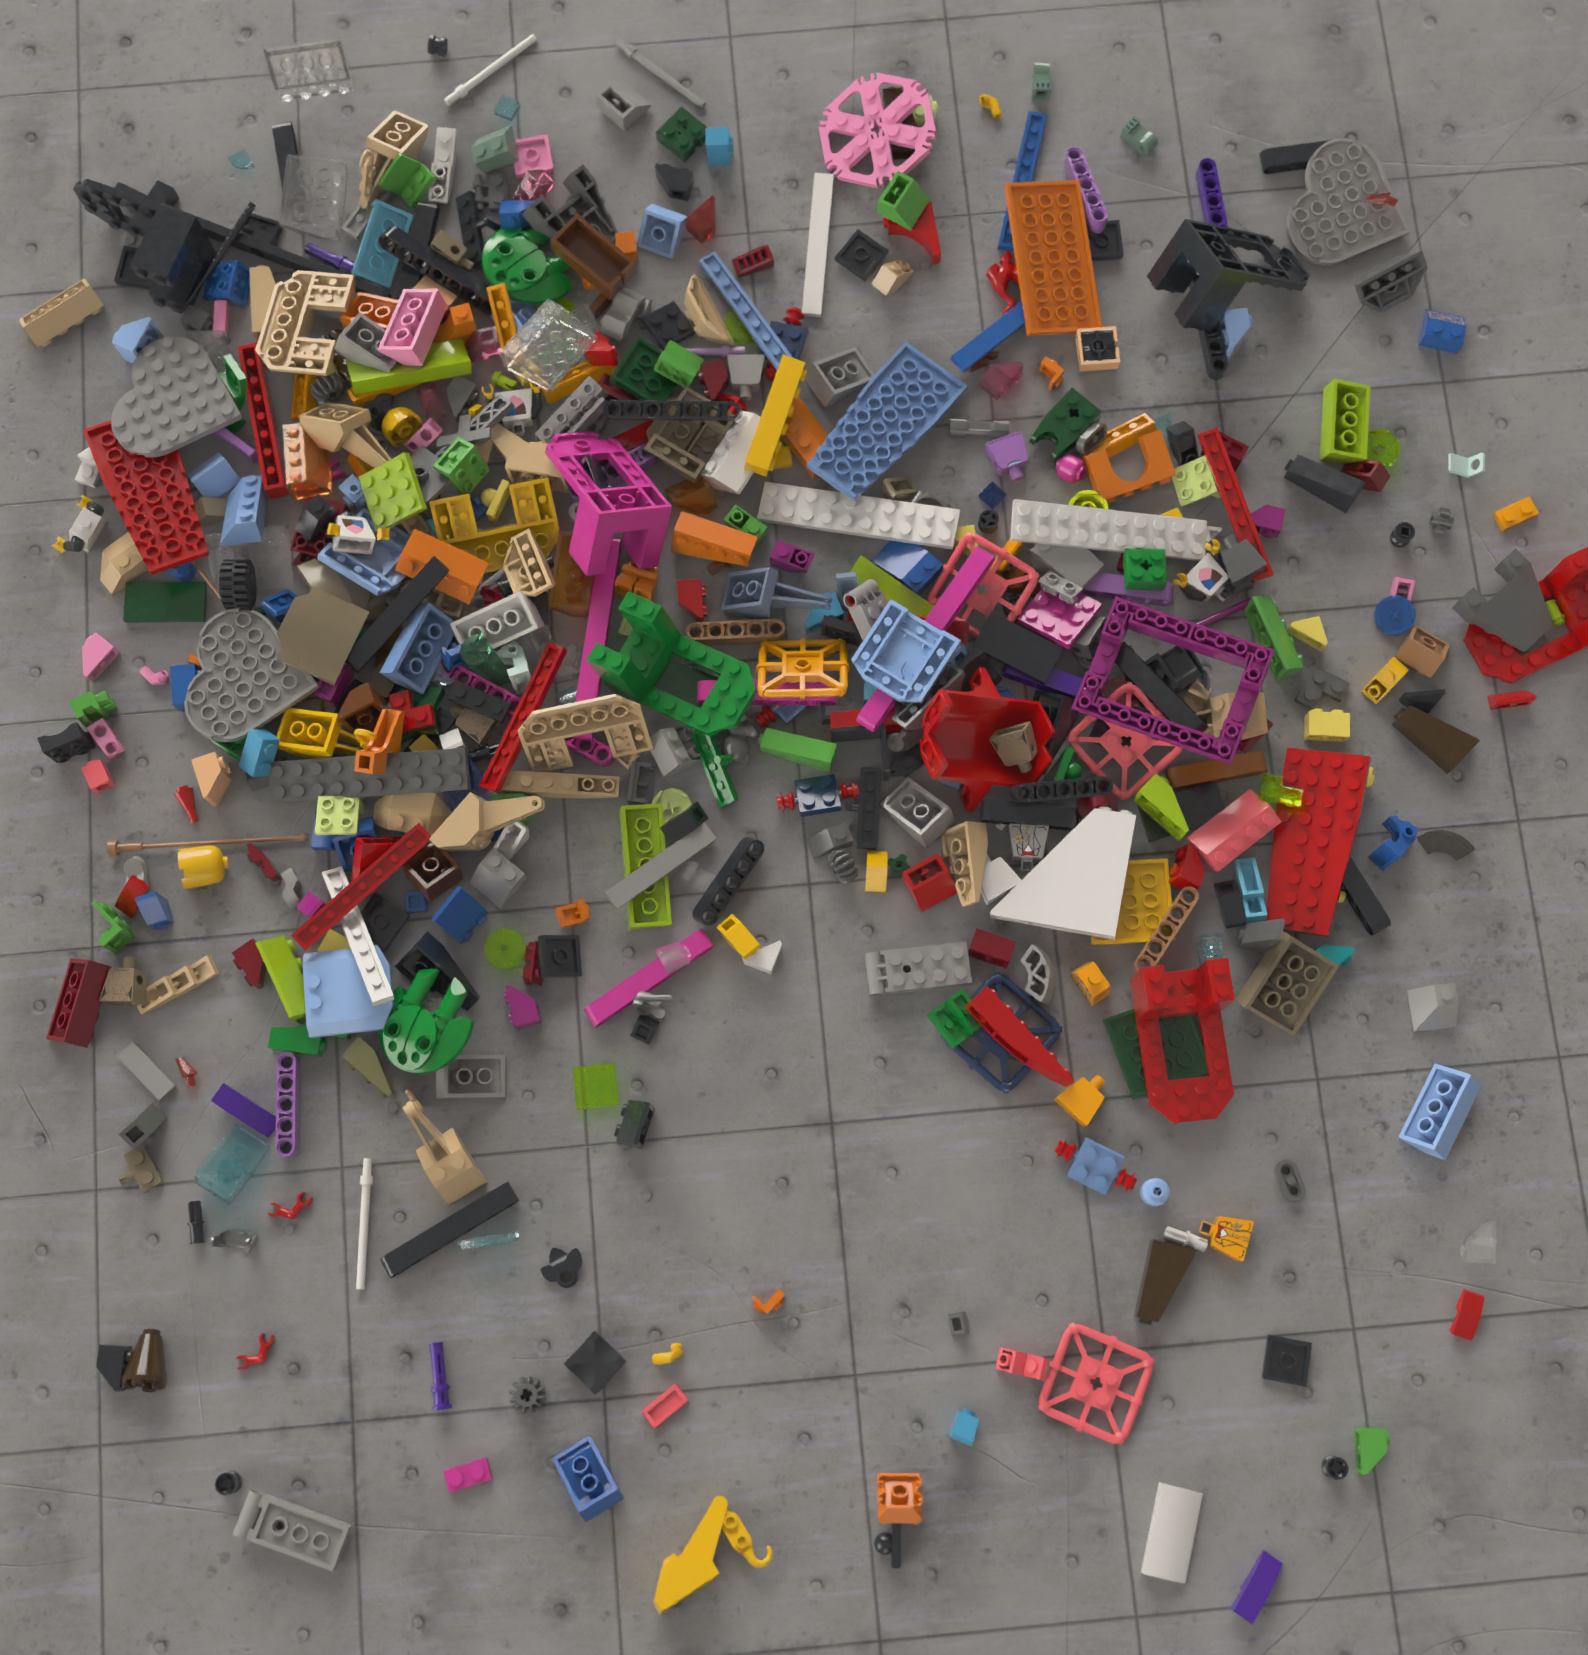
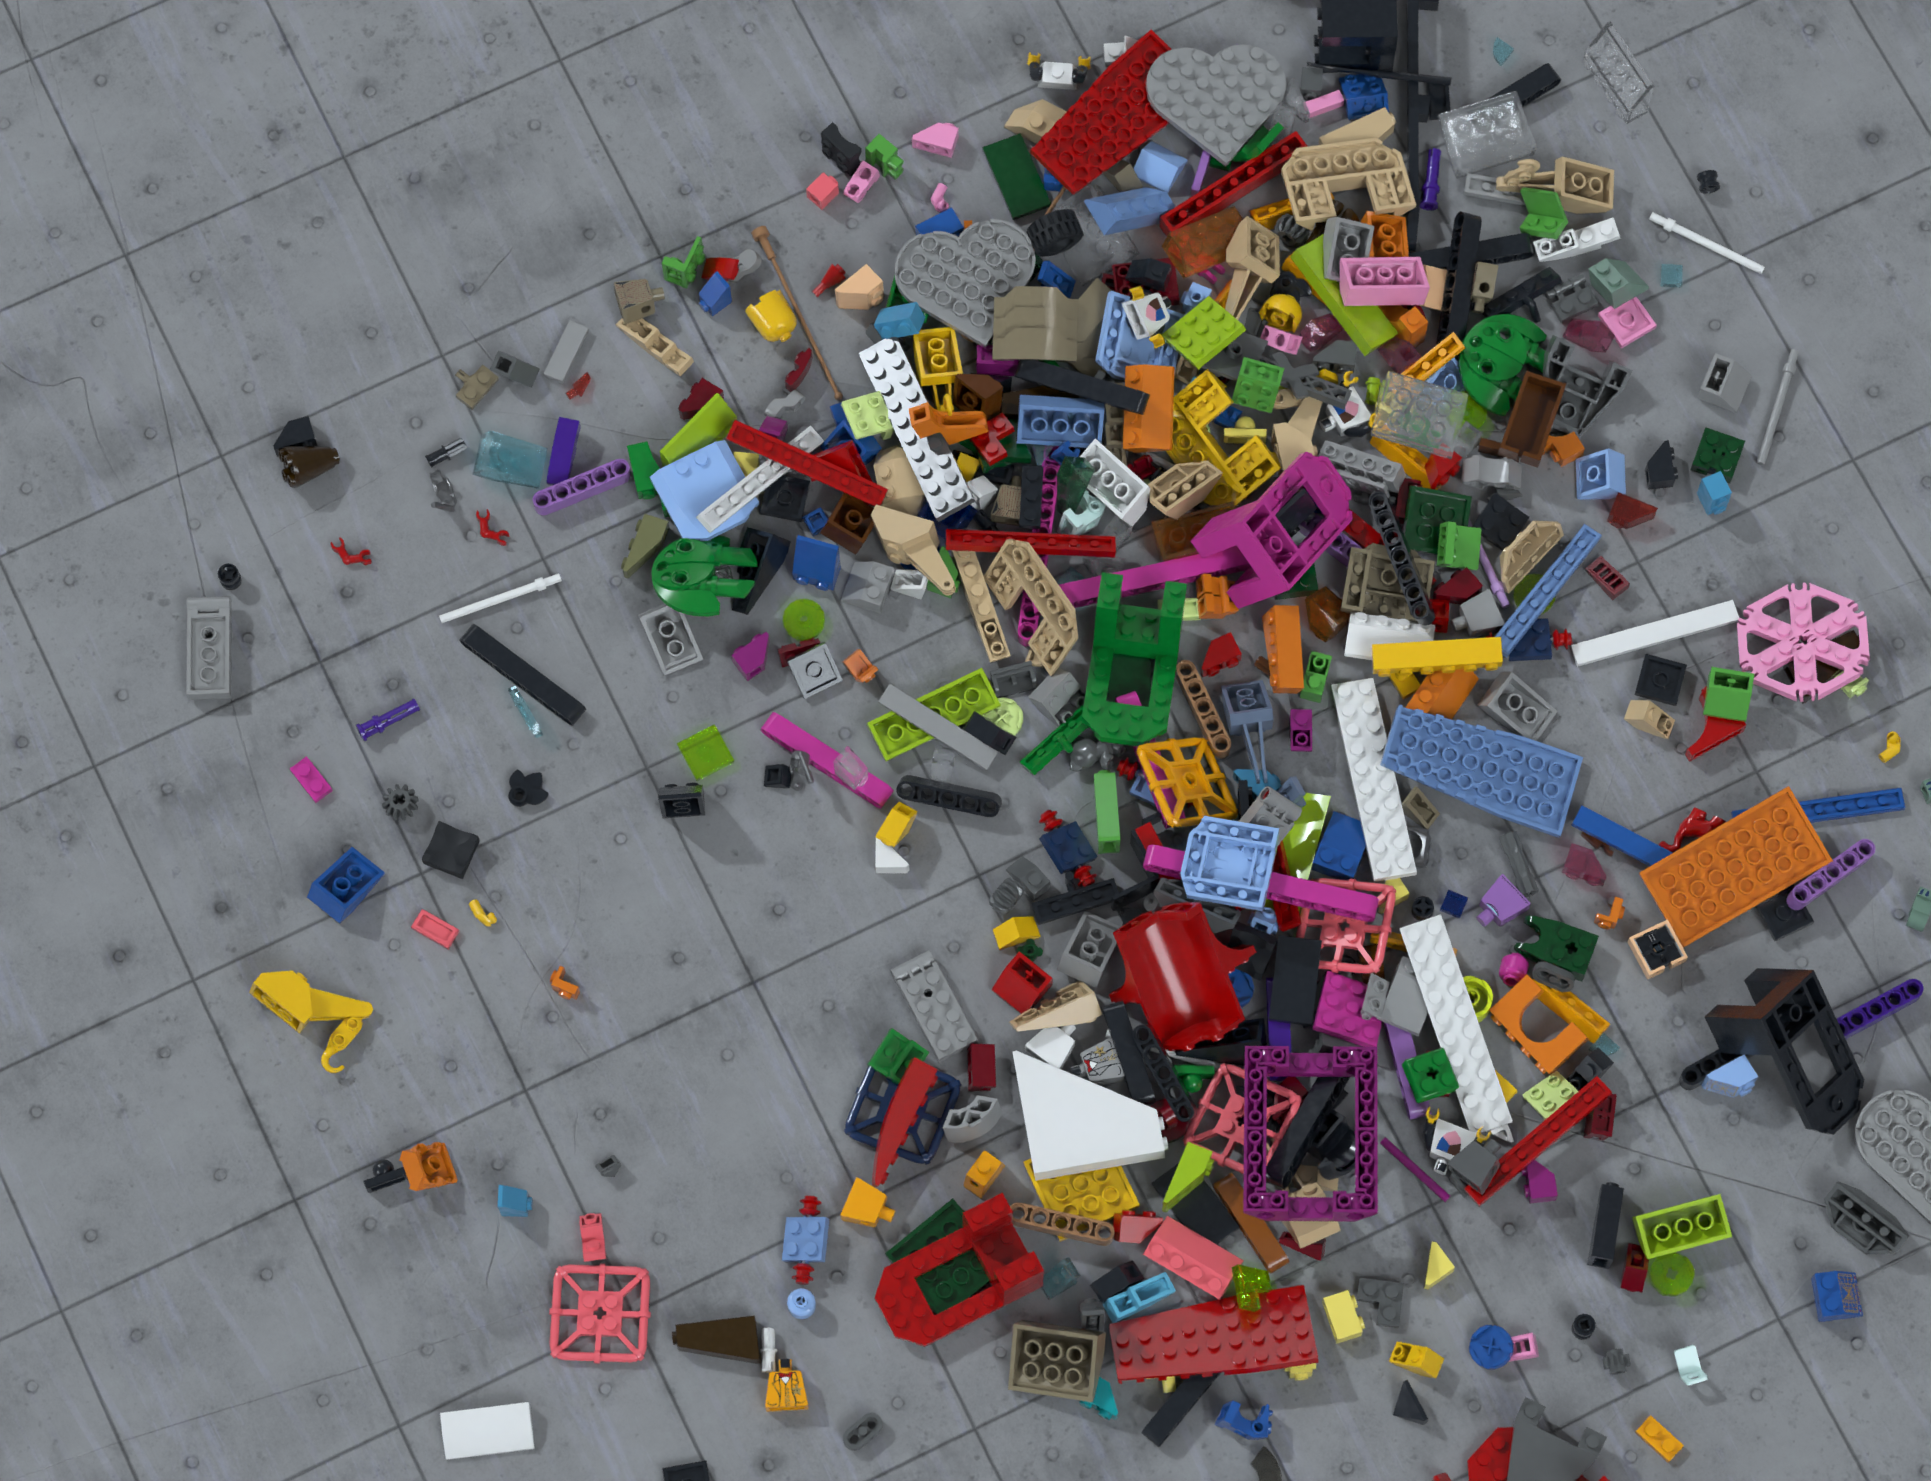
camera: 70 degrees right, 5 degrees down
(78, 1003) = (604, 266): dark red slope -> none
(134, 337) = (1266, 35): light blue slope -> none
(373, 261) = (1440, 214): medium azure plate -> none
(445, 1157) = (586, 643): tan slope -> none
(511, 214) = (1554, 324): blue slope -> none
(1015, 745) = (1189, 1011): dark tan torso -> none
(1272, 633) = (1414, 1231): bright green slope -> none
(1422, 651) = (1464, 1387): medium nougat slope -> none
(1435, 738) = (1373, 1434): dark brown slope -> none

